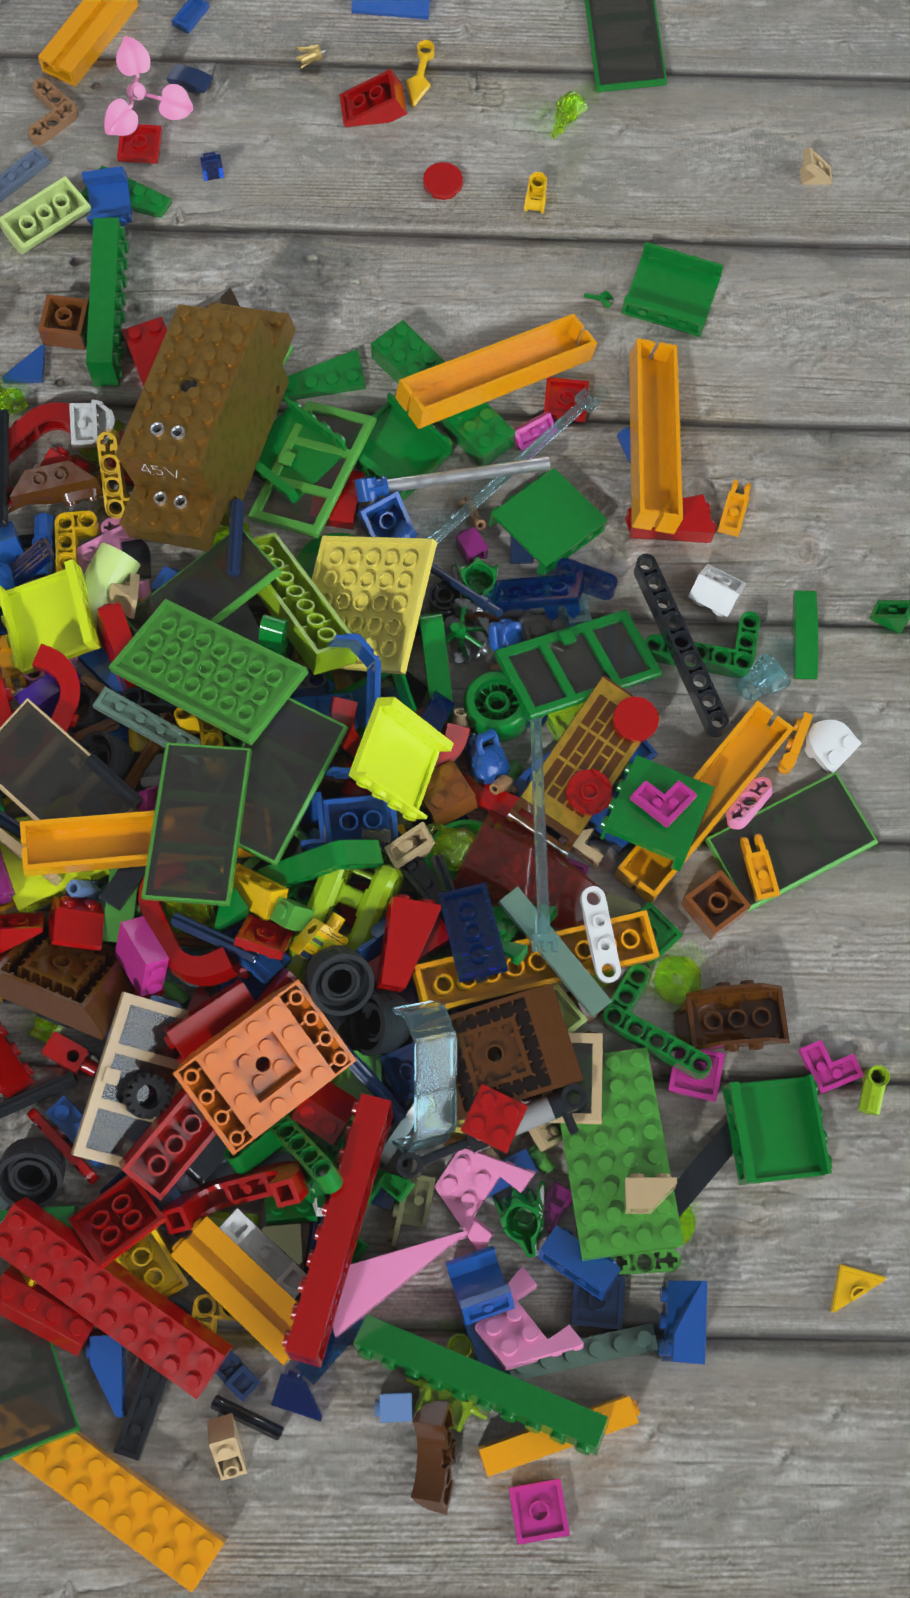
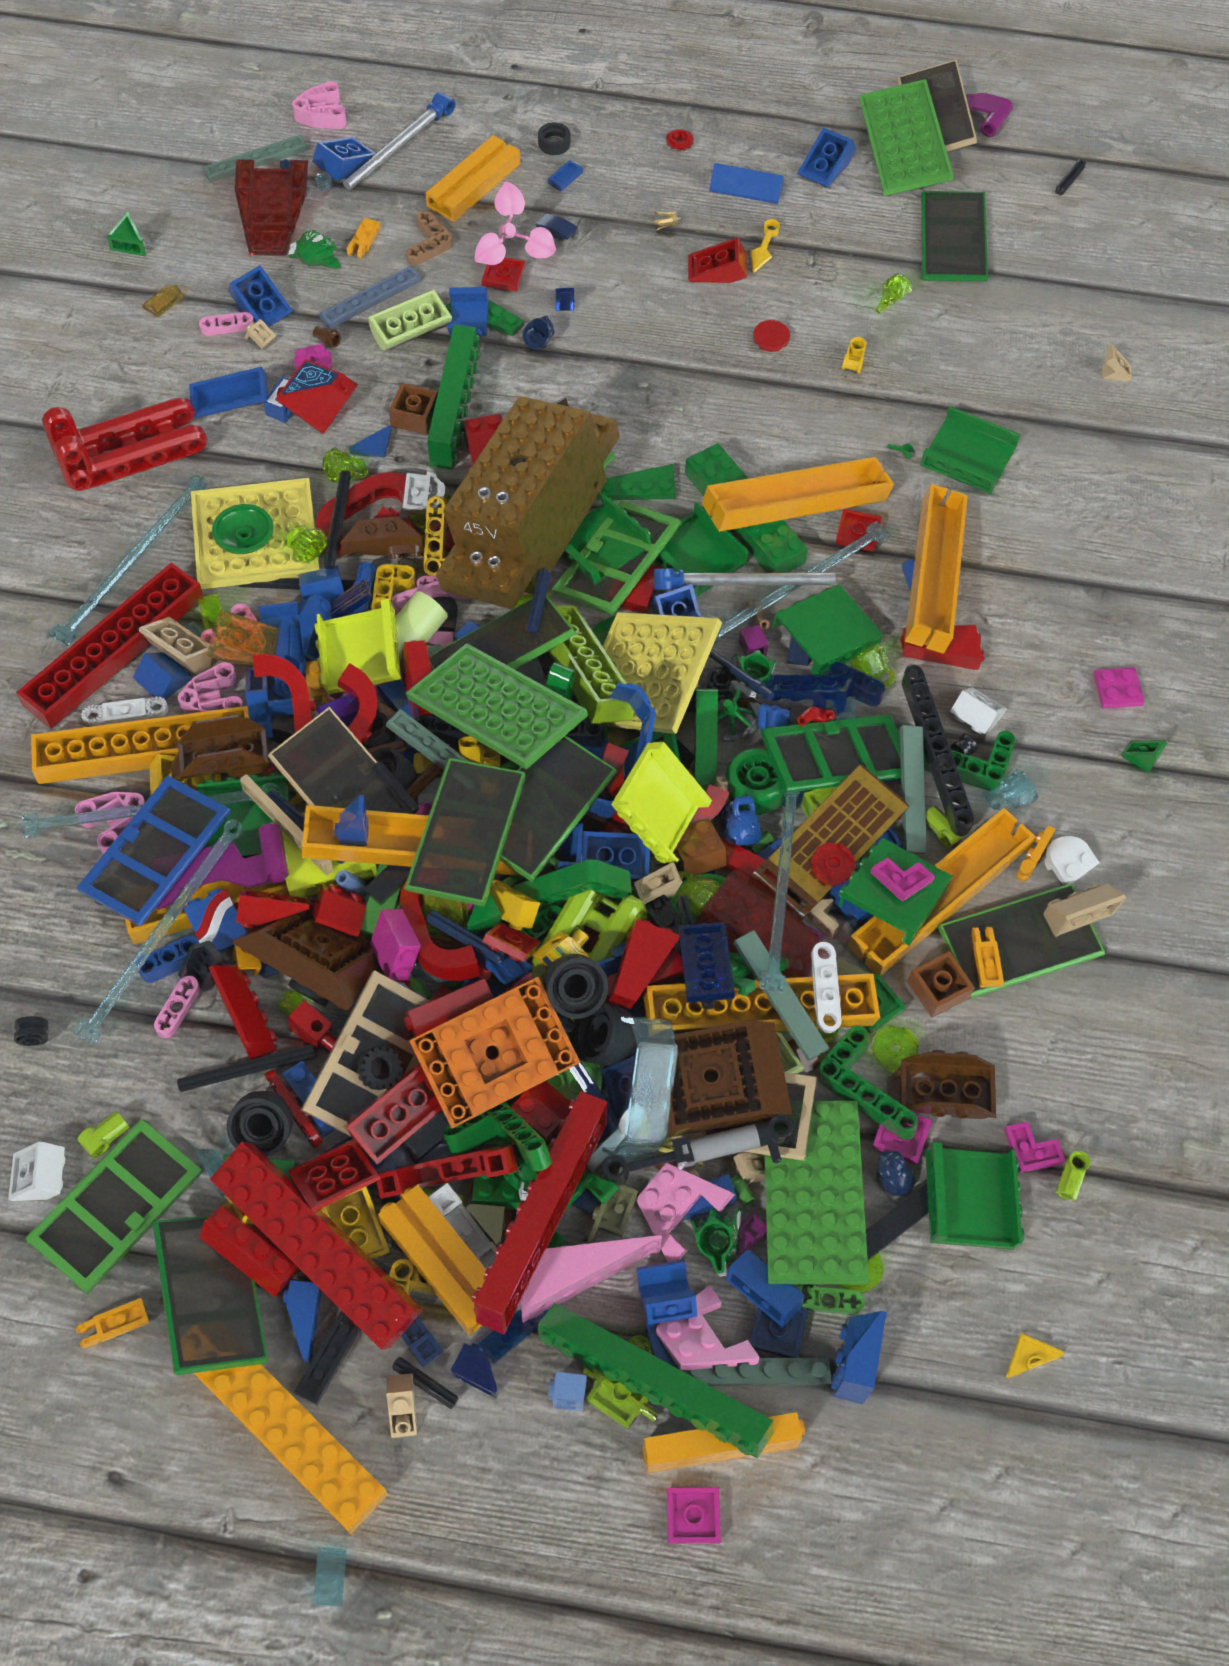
camera: 10 degrees right, 10 degrees down
(74, 835) = (353, 824): none -> blue slope
(126, 595) = (432, 637): tan slope -> none
(189, 211) = (538, 333): none -> dark blue hair
(291, 914) = (539, 925): bright green brick -> none
(382, 835) = (635, 869): clear smoke pin -> none
(434, 1456) = (600, 1444): reddish brown brick -> none
(437, 711) = (703, 772): clear blue slope -> none
(494, 1118) = (702, 1133): red plate -> none
(503, 783) = (754, 846): medium nougat arm -> none
(532, 429) = (823, 550): dark pink plate -> none
(549, 624) = (815, 714): none -> red arm
(602, 553) = (874, 663): none -> clear neon green piece
(635, 719) = (885, 806): red tile -> none
(646, 1194) = (840, 1225): tan slope -> none
(661, 691) = (913, 789): none -> sand green tile
(691, 723) = (938, 822): none -> lime piece
(694, 1117) = (894, 1174): none -> dark blue hair
(707, 633) = (965, 745): none -> black wheel
(734, 510) = (1003, 644): light orange hinge -> none
(748, 812) = (974, 907): bright pink beam -> none
(805, 634) = (1057, 760): green slope -> none
(851, 799) = (1083, 908): none -> tan slope
(858, 542) = (1118, 687): none -> dark pink plate

